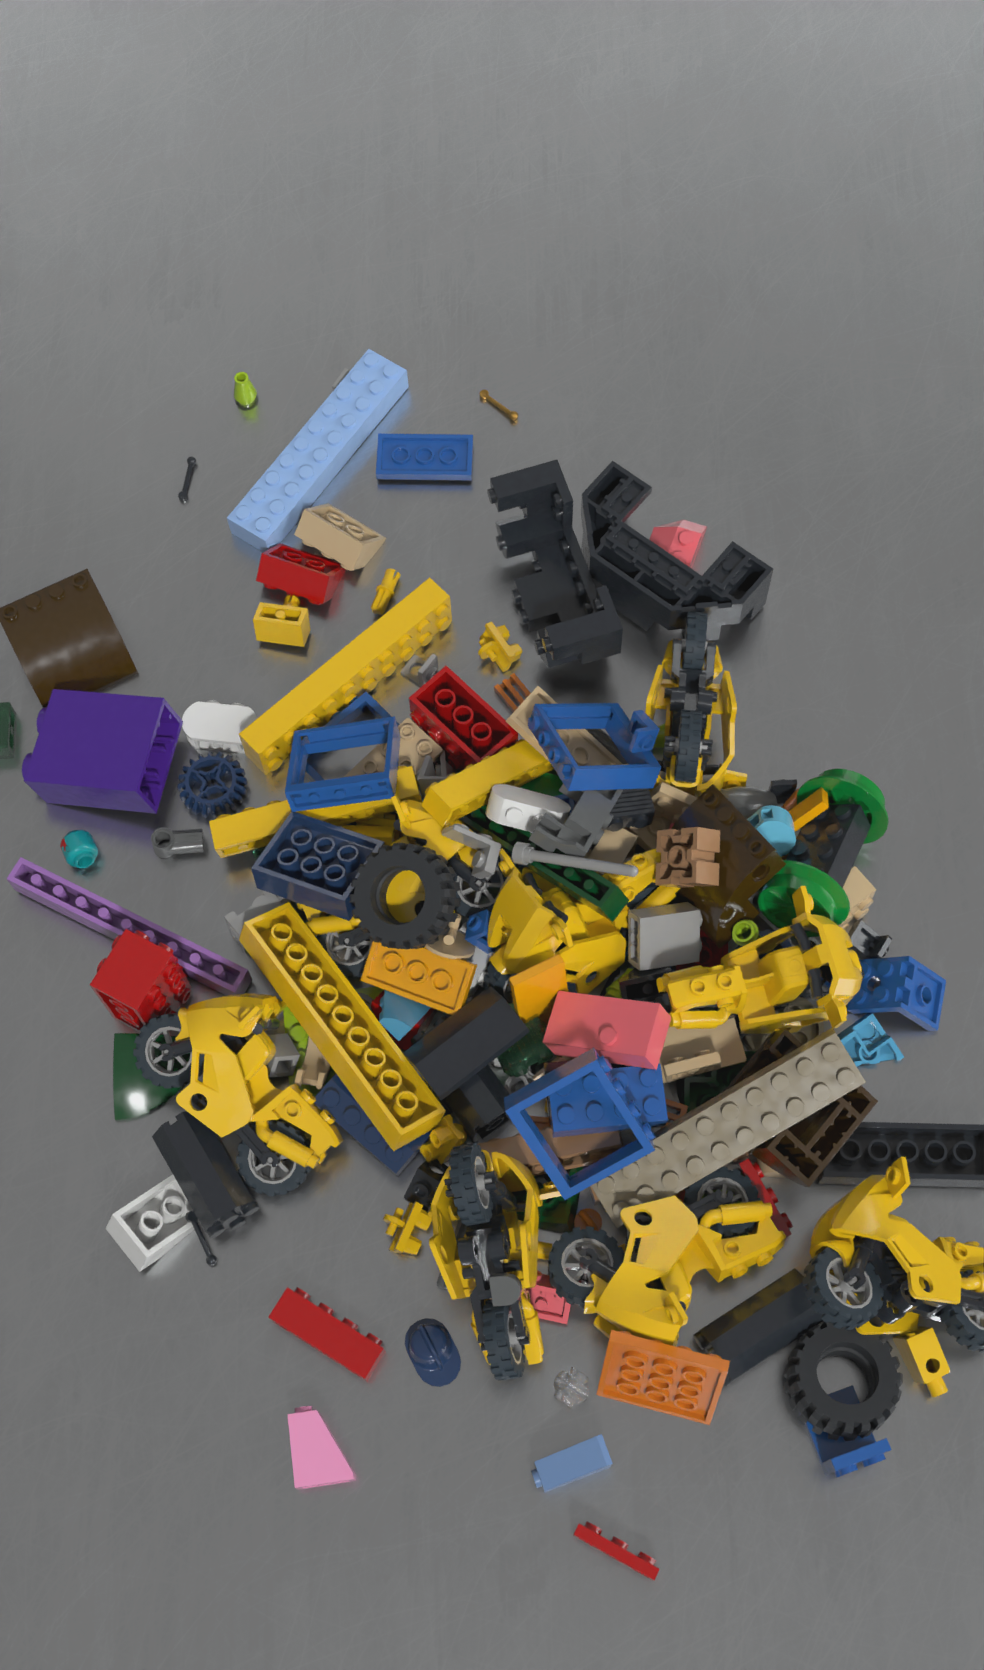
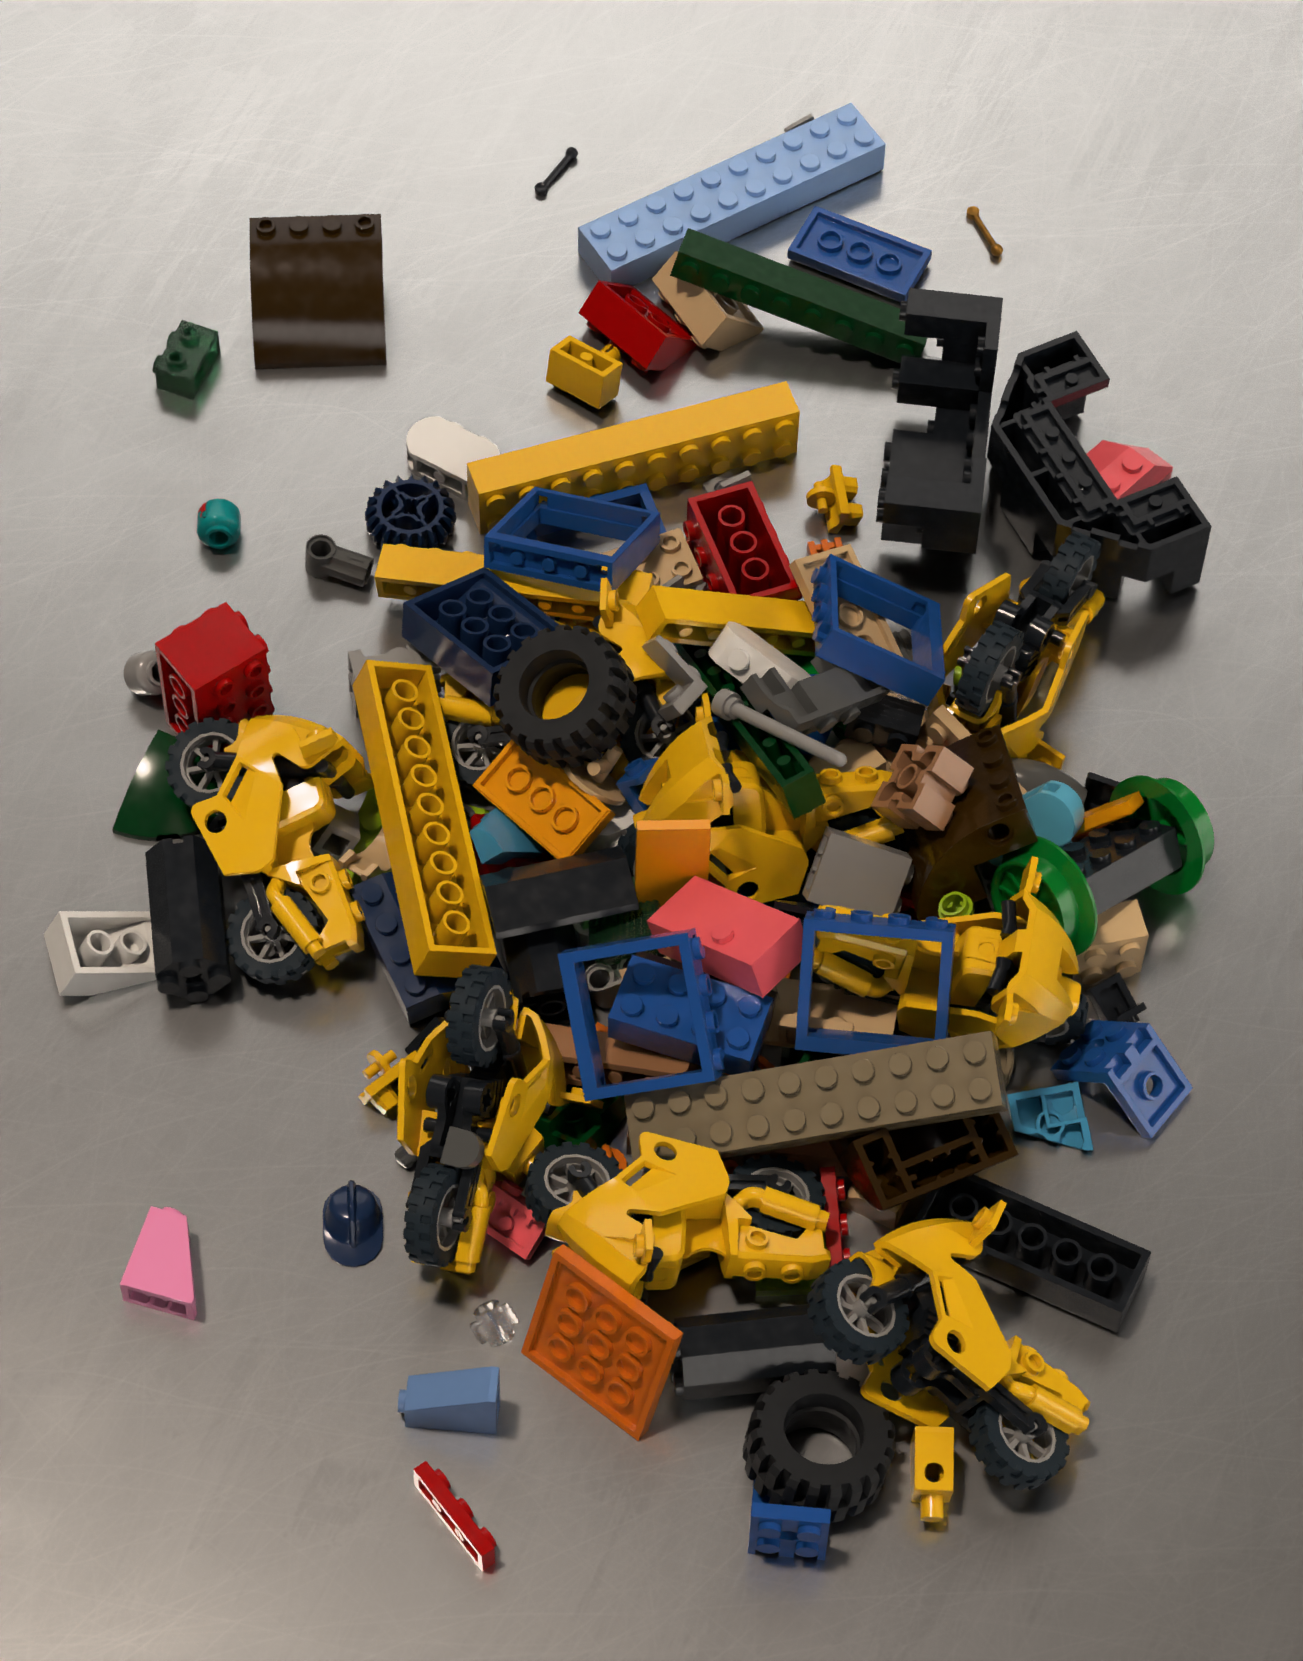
camera: 20 degrees right, 10 degrees down
(79, 989) = (142, 674): none -> light grey head
(103, 750) = (300, 423): dark purple brick -> none
(113, 920) = (198, 590): medium lavender brick -> none
(192, 1218) = (147, 962): black hinge -> none
(243, 389) = (676, 95): lime cone -> none
(328, 1334) = (240, 1149): red brick -> none
(385, 591) = (732, 383): yellow axle -> none
(401, 509) = (794, 296): none -> dark green brick
(642, 731) = (941, 634): blue bracket -> none
(742, 1063) = (863, 923): none -> blue window

